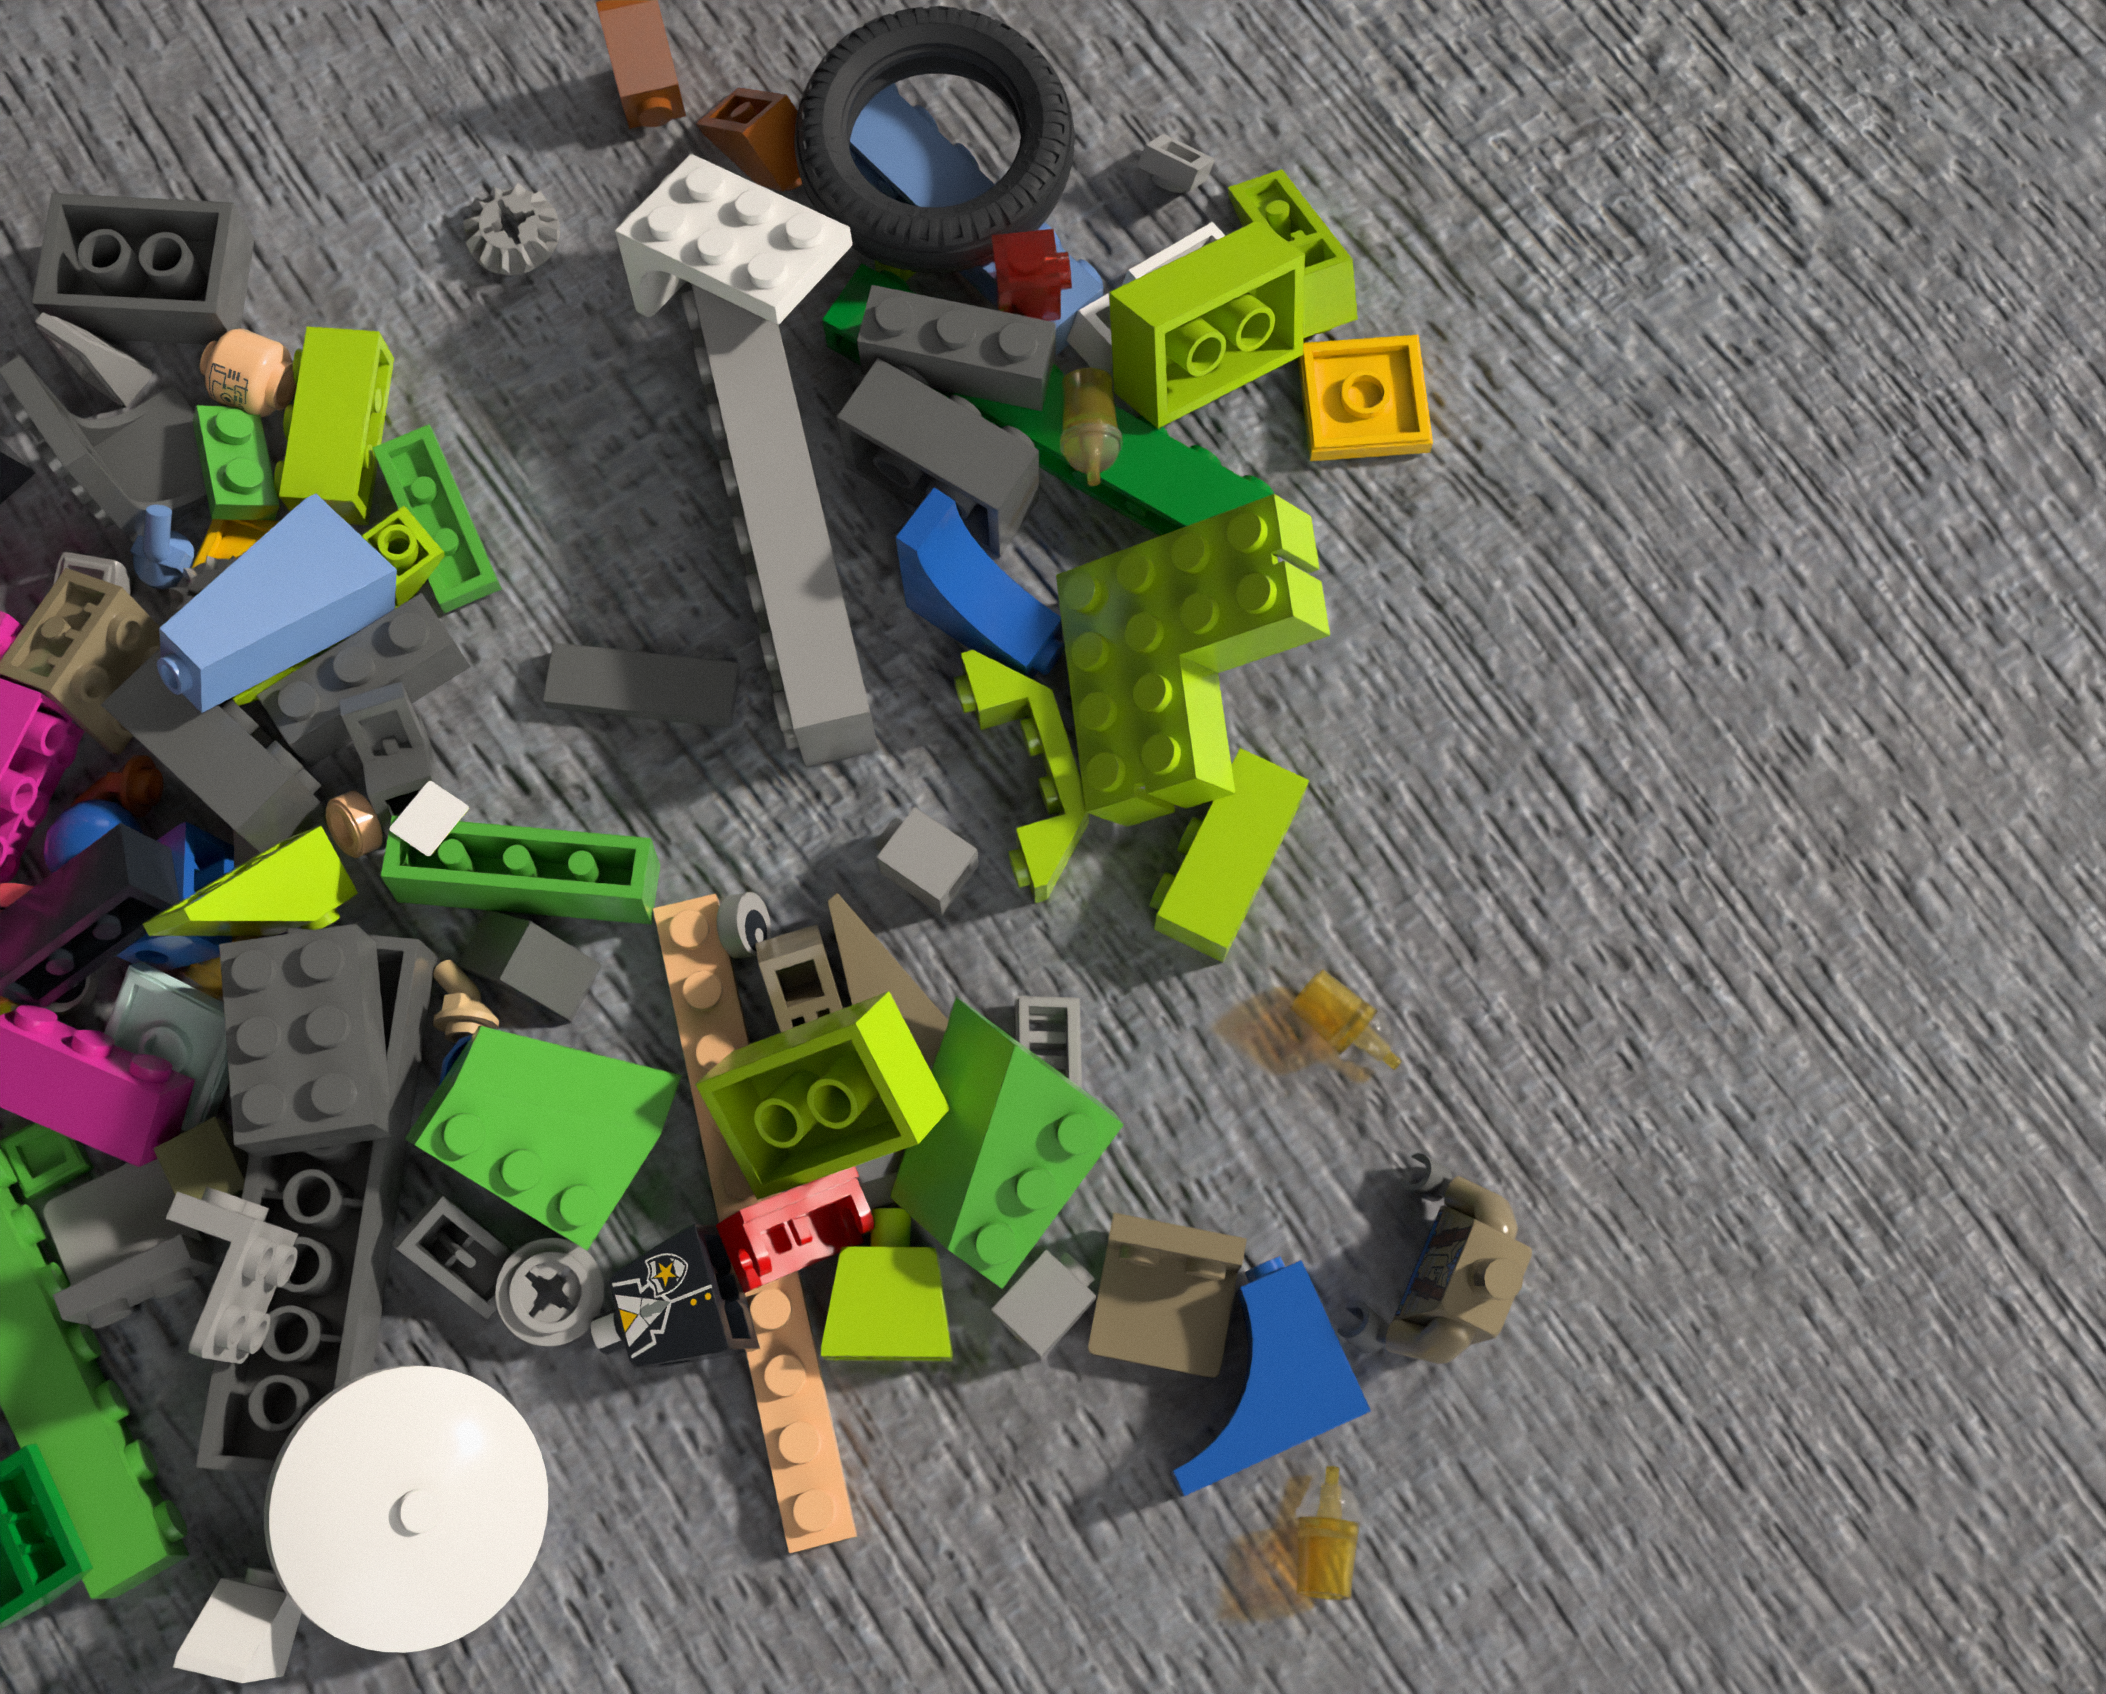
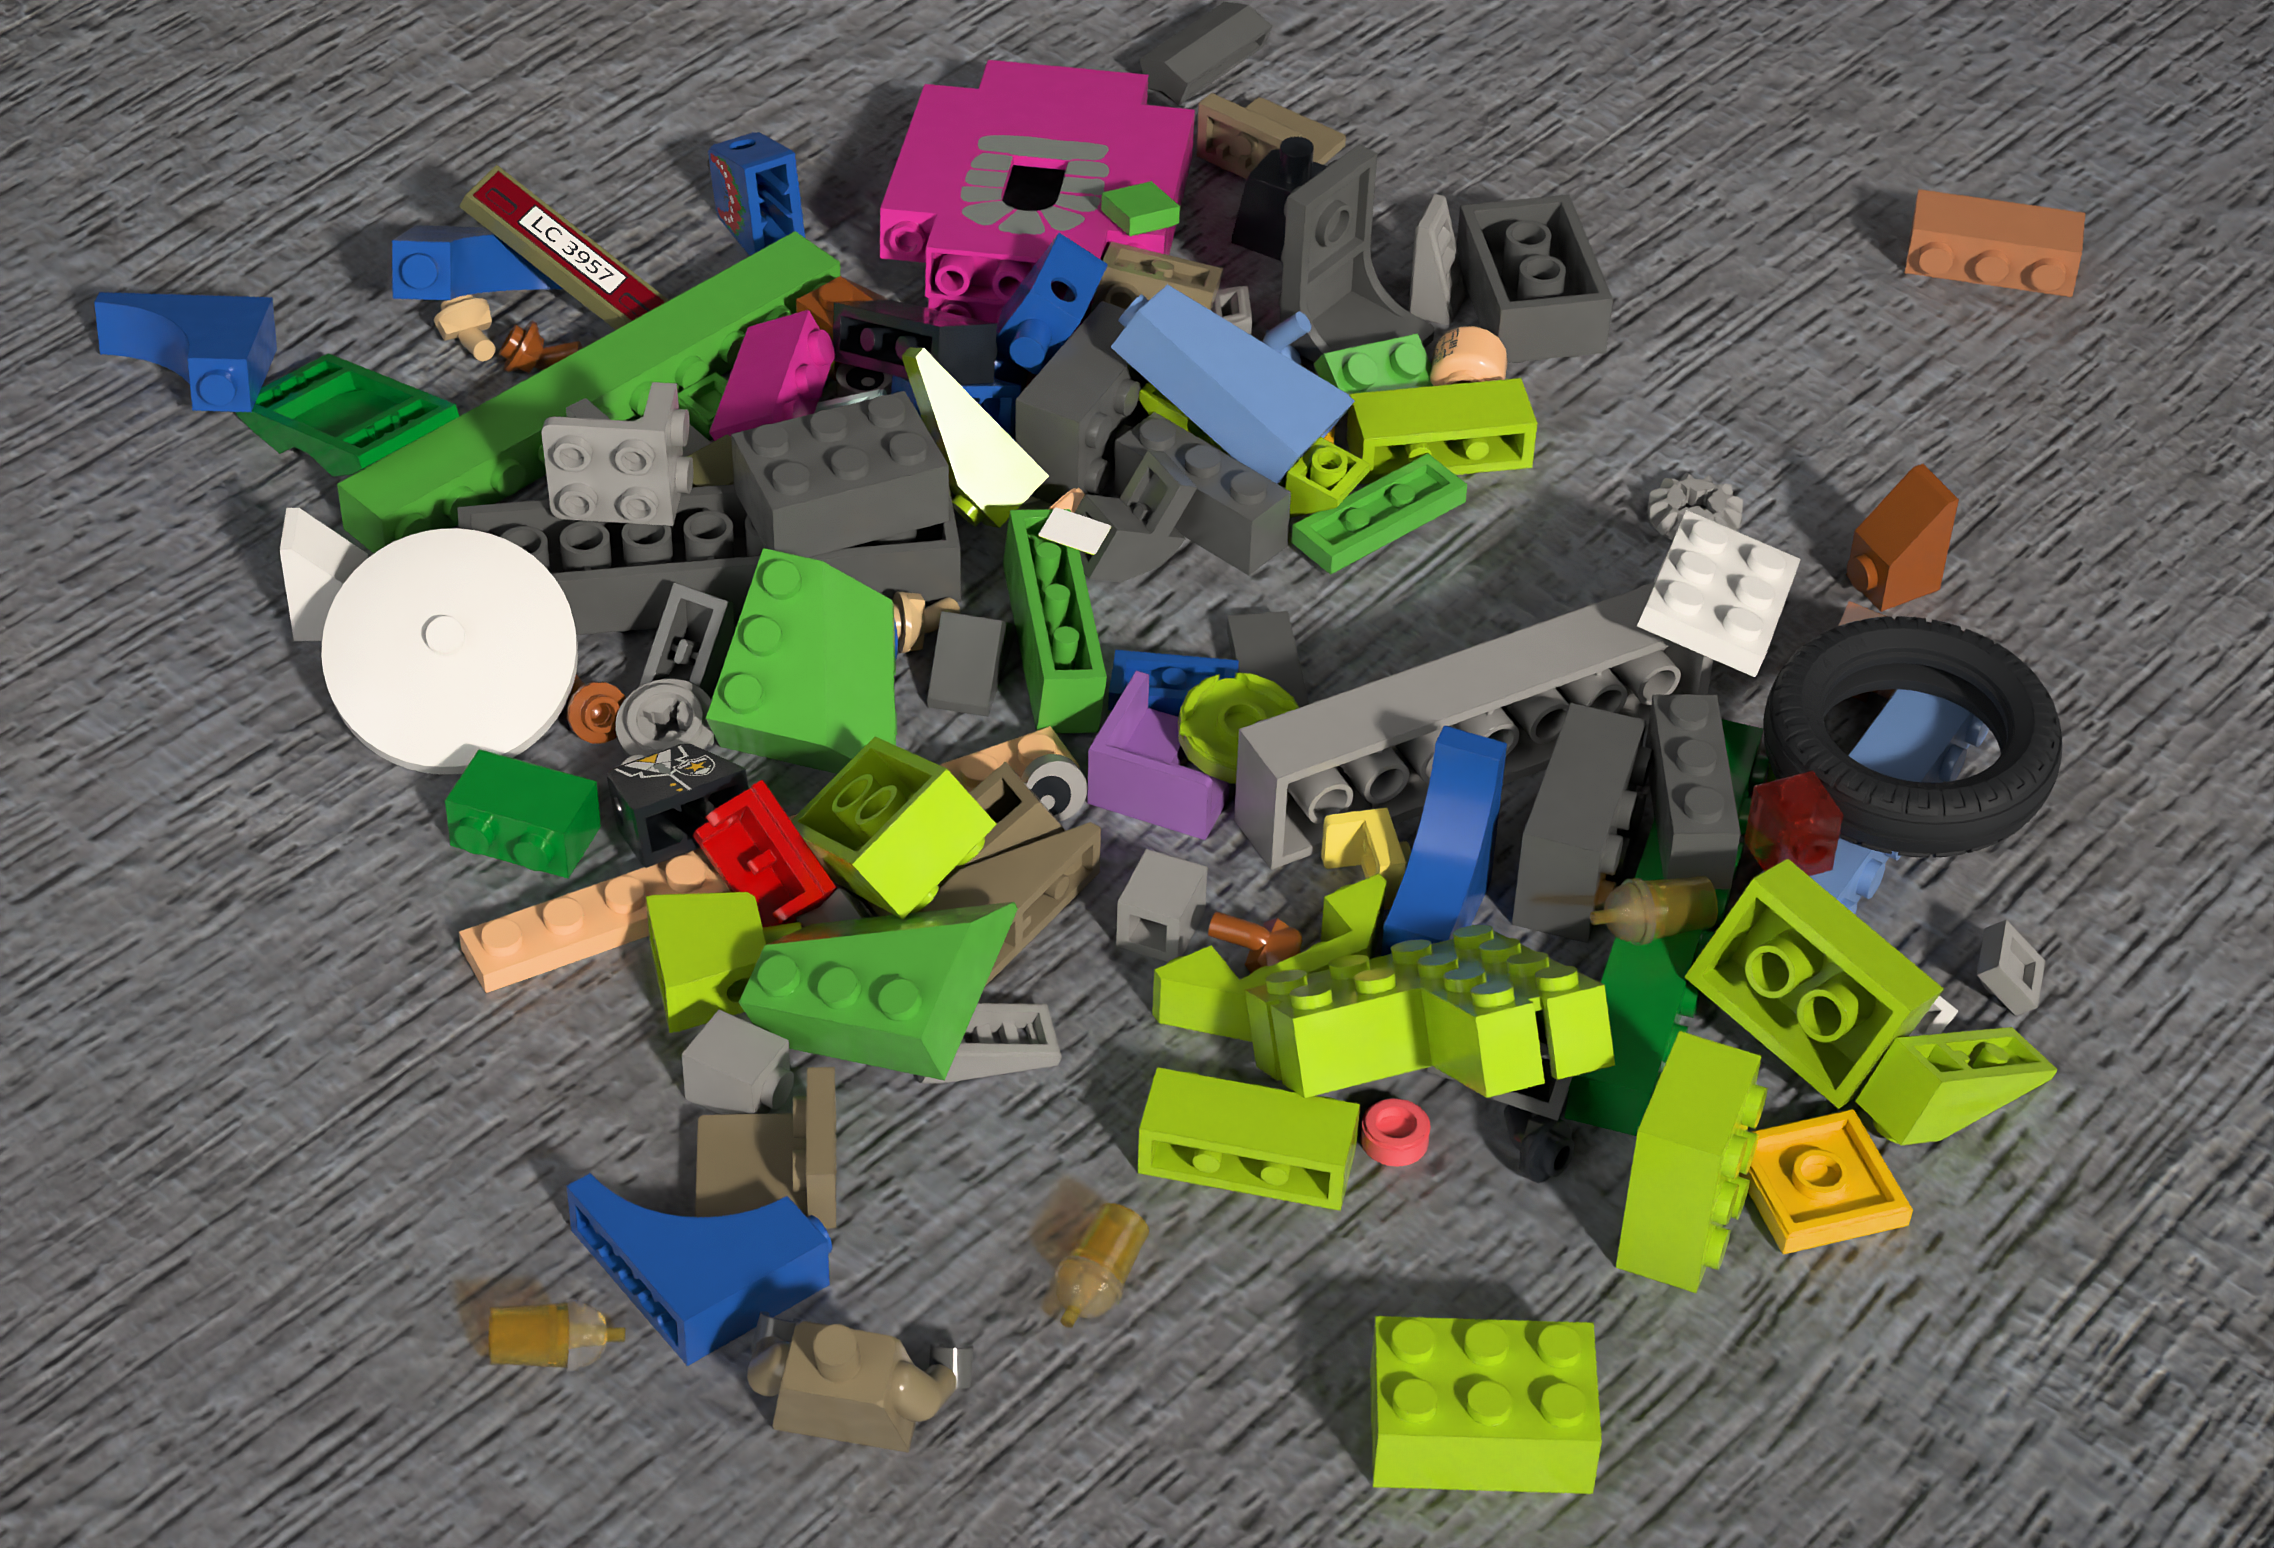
camera: 75 degrees right, 30 degrees down
(89, 764) = (1034, 318): none -> blue torso
(501, 1362) = (594, 710): none -> dark orange plate
(627, 775) = (1168, 676): none -> blue plate
(644, 1464) = (523, 813): none -> green brick
(718, 729) = (1216, 712): none -> lime tile
(741, 839) = (1139, 771): none -> medium lavender panel
(912, 645) = (1368, 841): none -> light yellow bracket
(1005, 777) = (1267, 943): none -> dark orange plate
(1243, 723) = (1395, 1132): none -> coral tile
(1394, 488) = (1690, 1162): none -> lime brick
(1571, 738) = (1484, 1405): none -> lime brick

